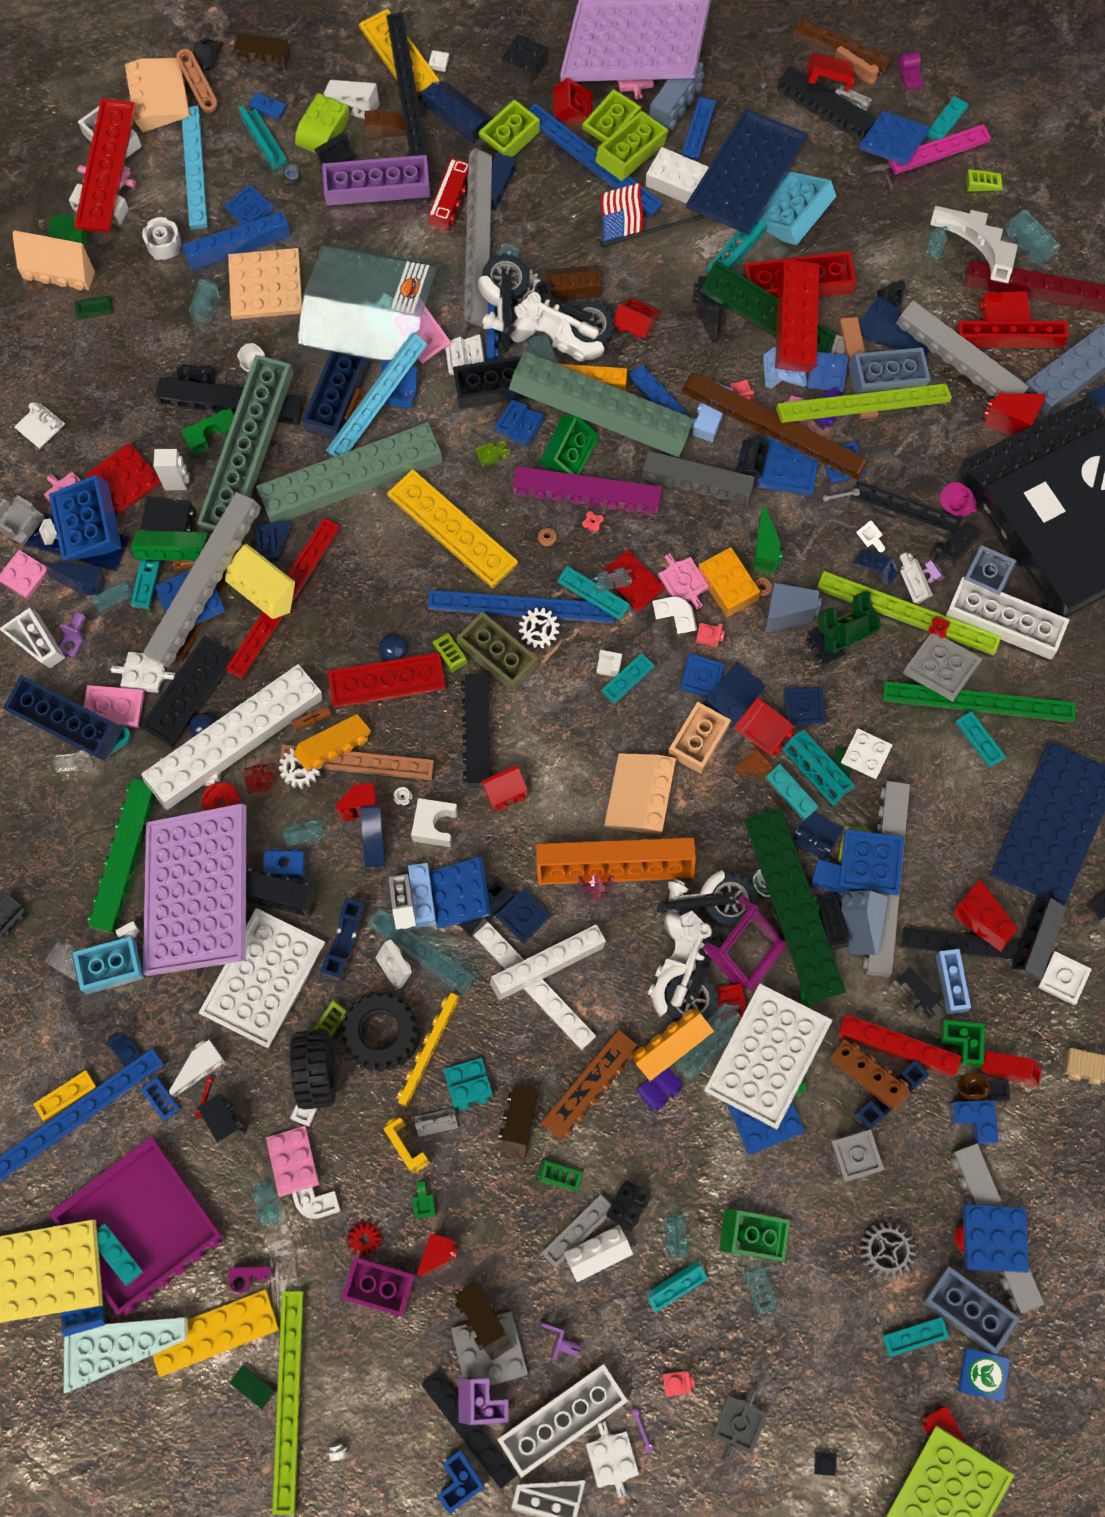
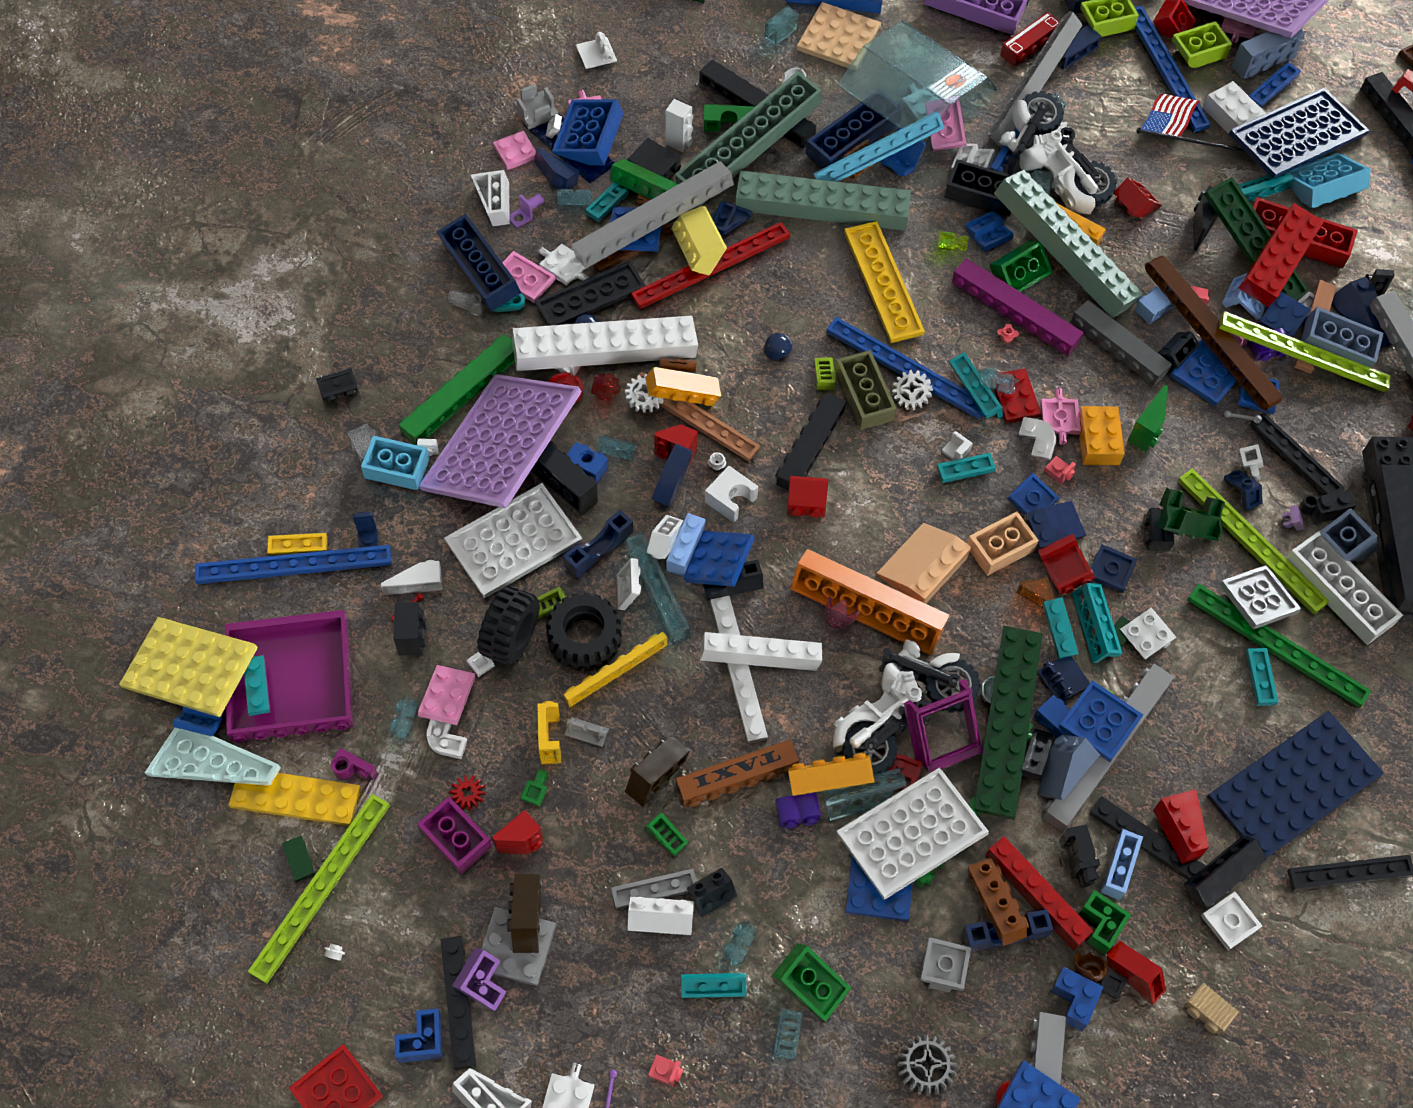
camera: 25 degrees right, 10 degrees down
(127, 477) = (641, 120): red plate -> none
(149, 1085) = (371, 573): blue slope -> none
(196, 374) = (743, 71): black hinge -> none
(386, 680) = (758, 367): red plate -> none
(468, 1084) = (633, 716): teal plate -> none
(523, 916) = (762, 607): dark blue plate -> none
(547, 541) = (960, 330): nougat plate -> none
(561, 1344) = (582, 975): medium lavender bracket -> none
(562, 1420) = (543, 1039): white brick -> none
(575, 282) = (1099, 149): reddish brown slope -> none
(631, 145) = (1207, 69): lime brick -> none
(653, 389) = (1118, 254): blue plate -> none
(766, 583) = (1129, 450): nougat plate -> none
(791, 607) = (1144, 479): sand blue slope -> none
(914, 578) = (1273, 515): white hinge -> none
(939, 622) = (1274, 558): red plate -> none
(958, 499) = (1350, 471): dark pink piece -> none

